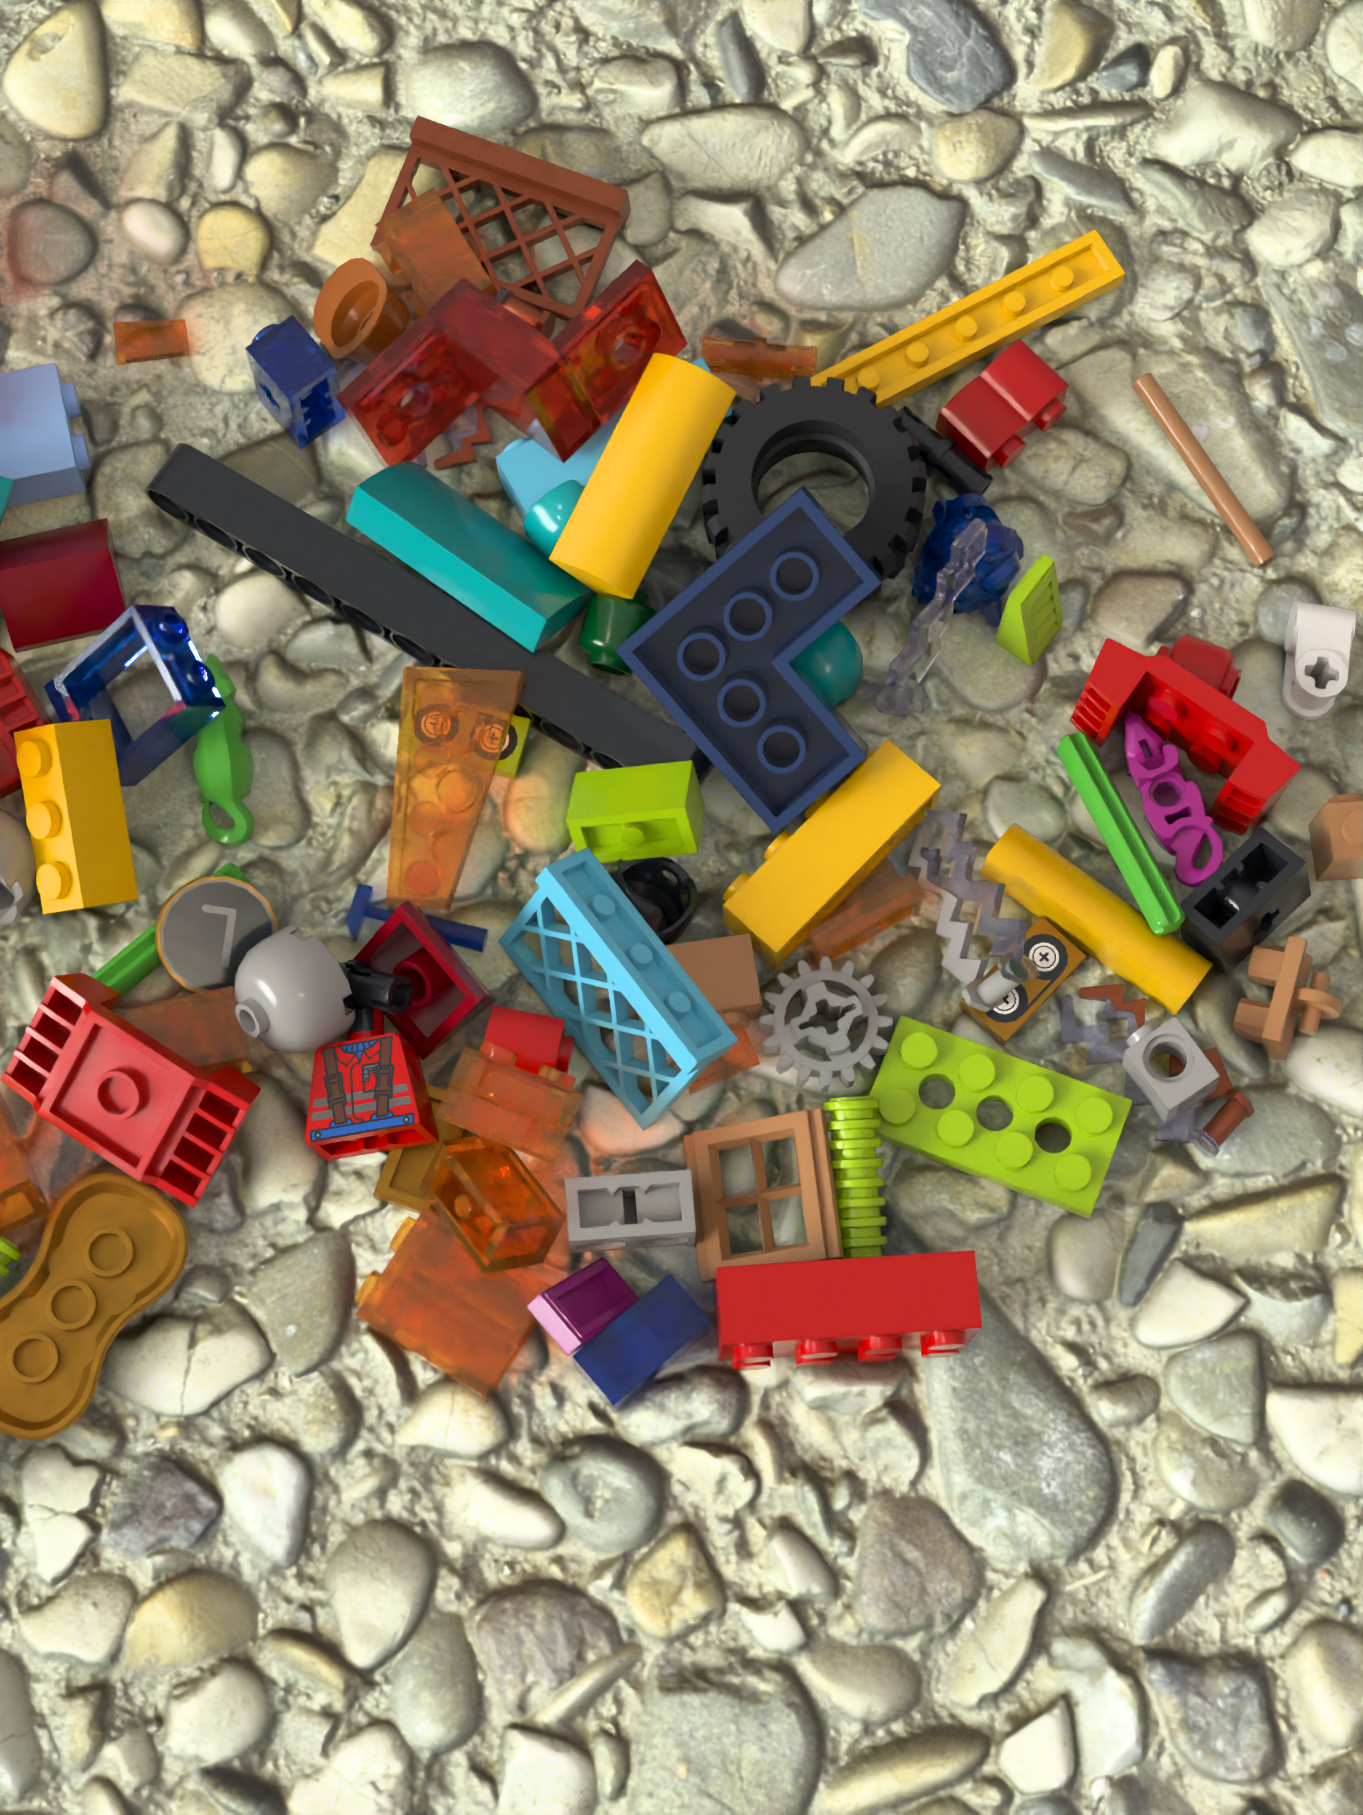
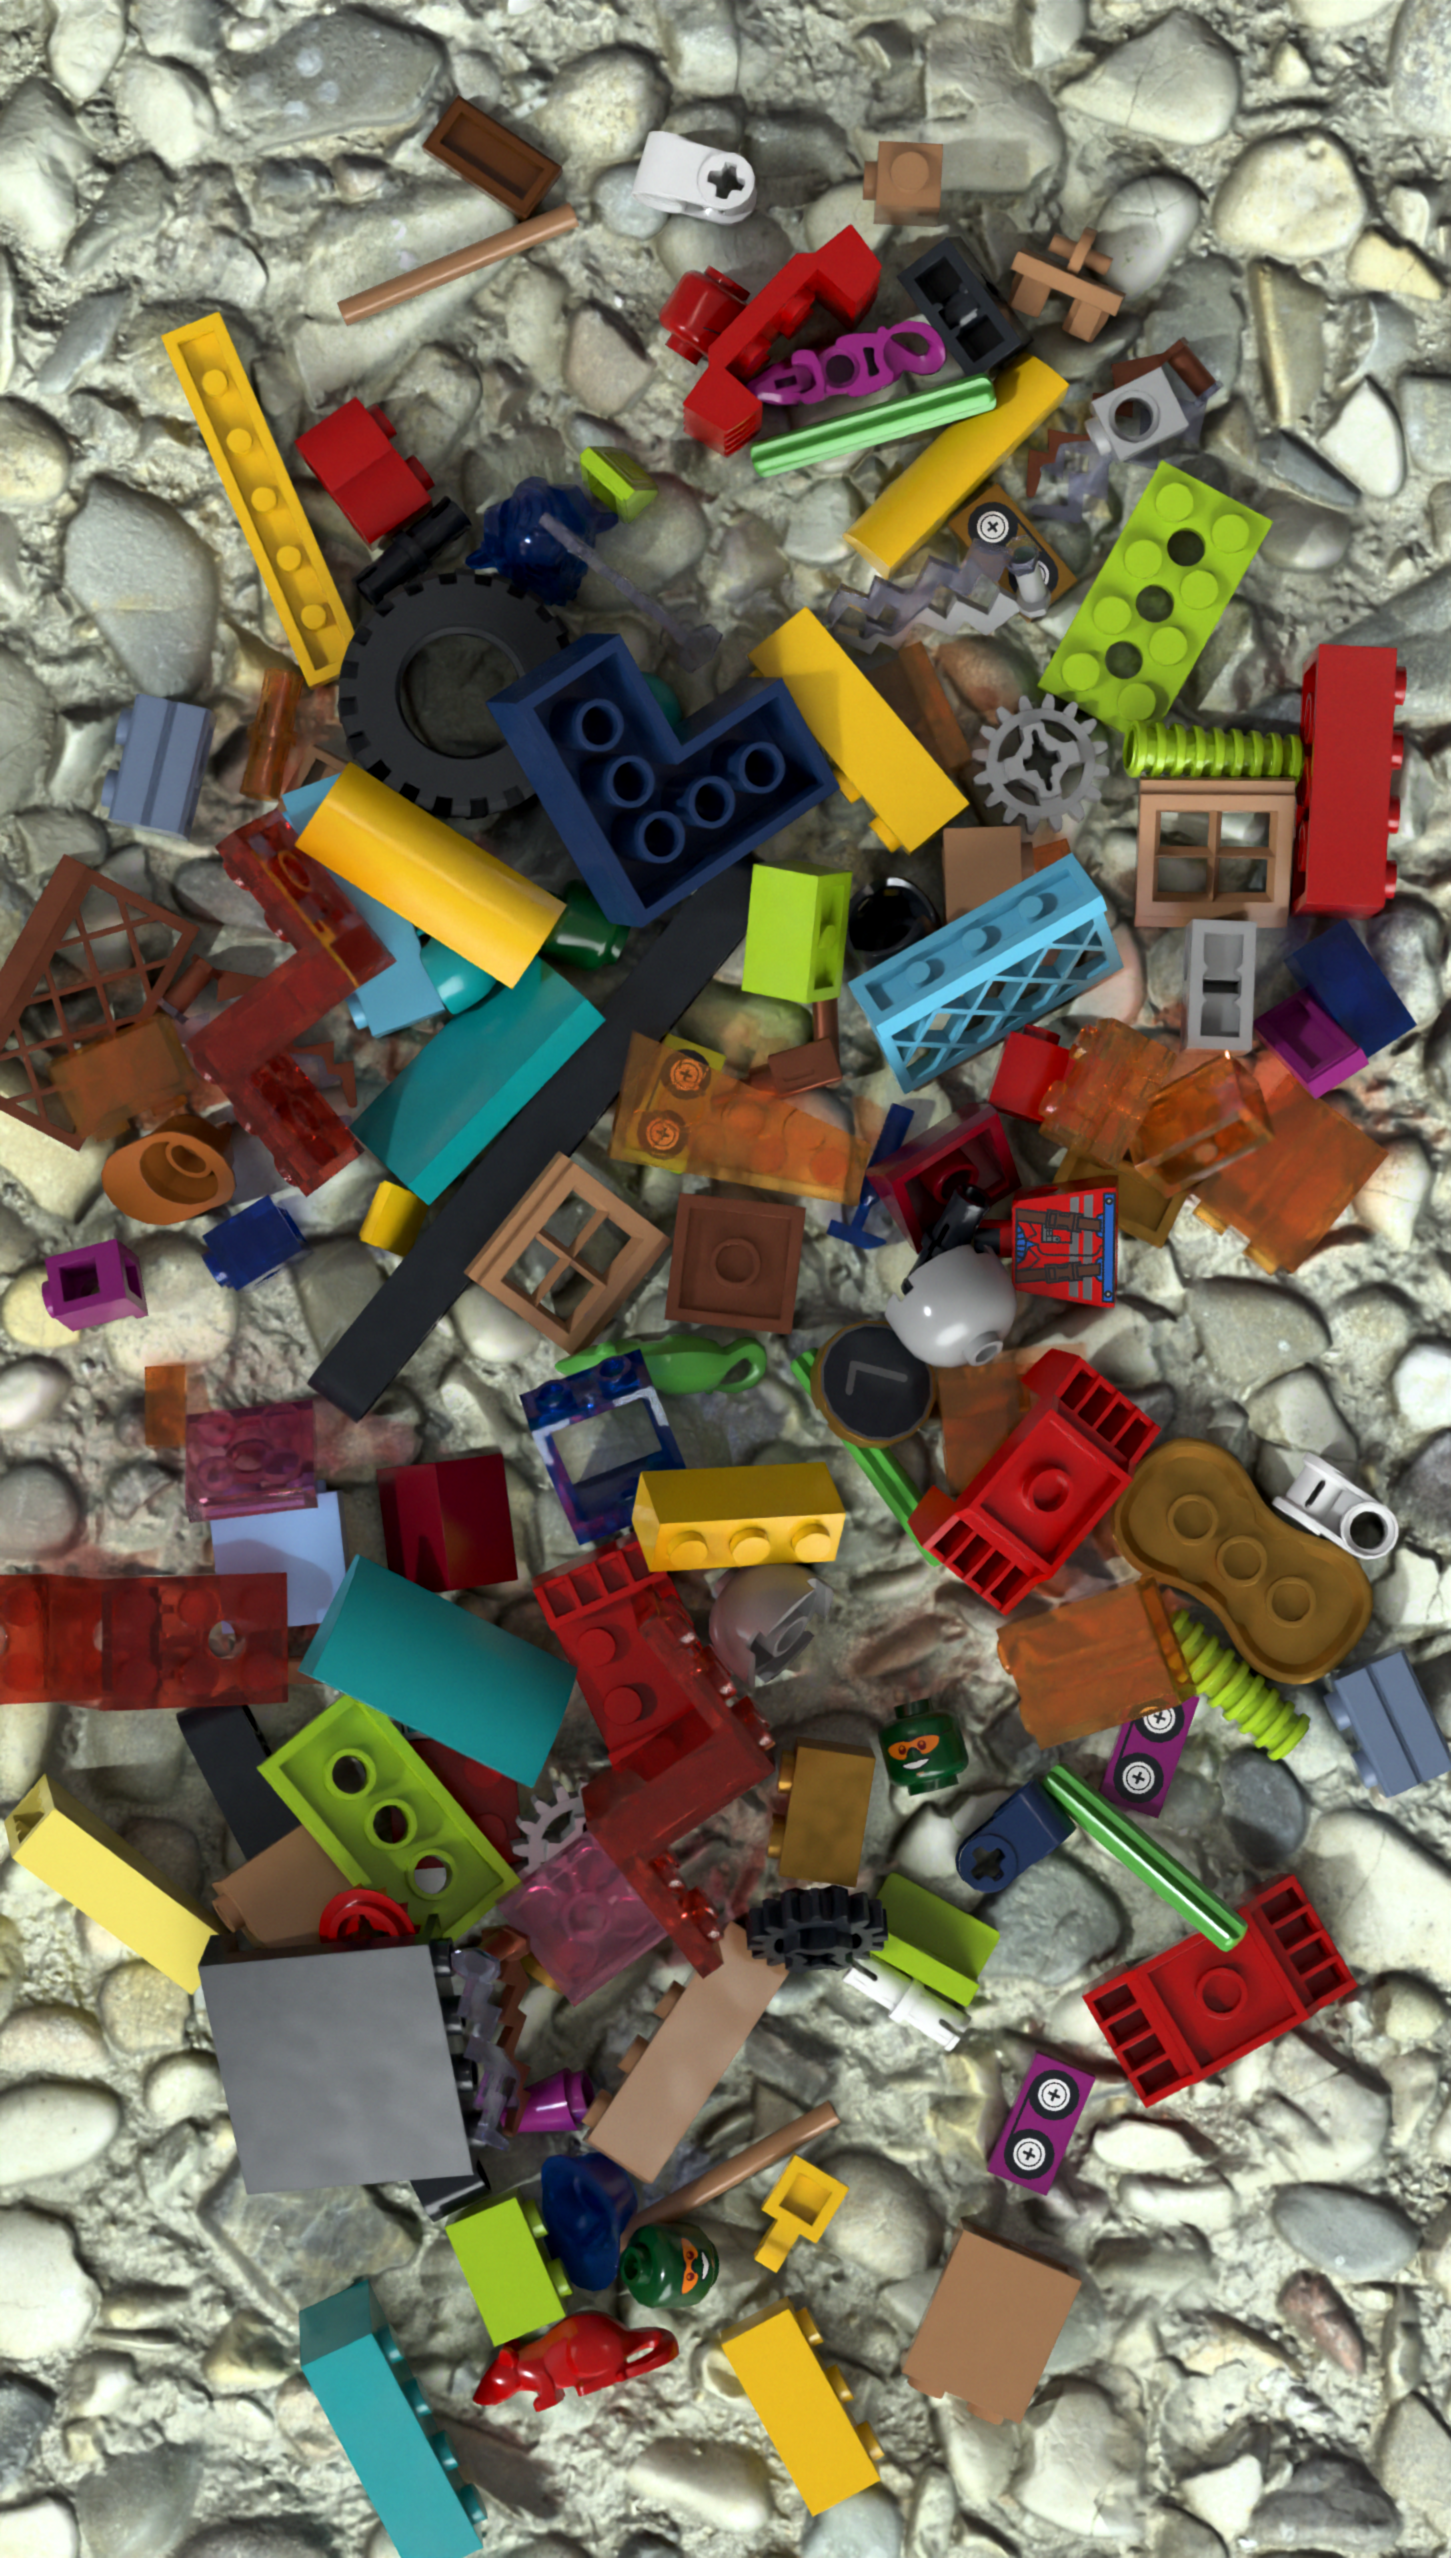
camera: 80 degrees left, 15 degrees up
(100, 400) = (251, 1461): none -> clear pink plate
(128, 1391) = (1335, 1508): none -> white piece
(251, 265) = (79, 1271): none -> magenta brick
(321, 802) = (735, 1263): none -> copper plate
(329, 498) = (393, 1219): none -> yellow slope
(337, 605) = (527, 1223): none -> medium nougat piece
(512, 841) = (805, 1065): none -> copper piece
(717, 269) = (159, 766): none -> sand blue brick
(1303, 489) = (492, 159): none -> reddish brown tile

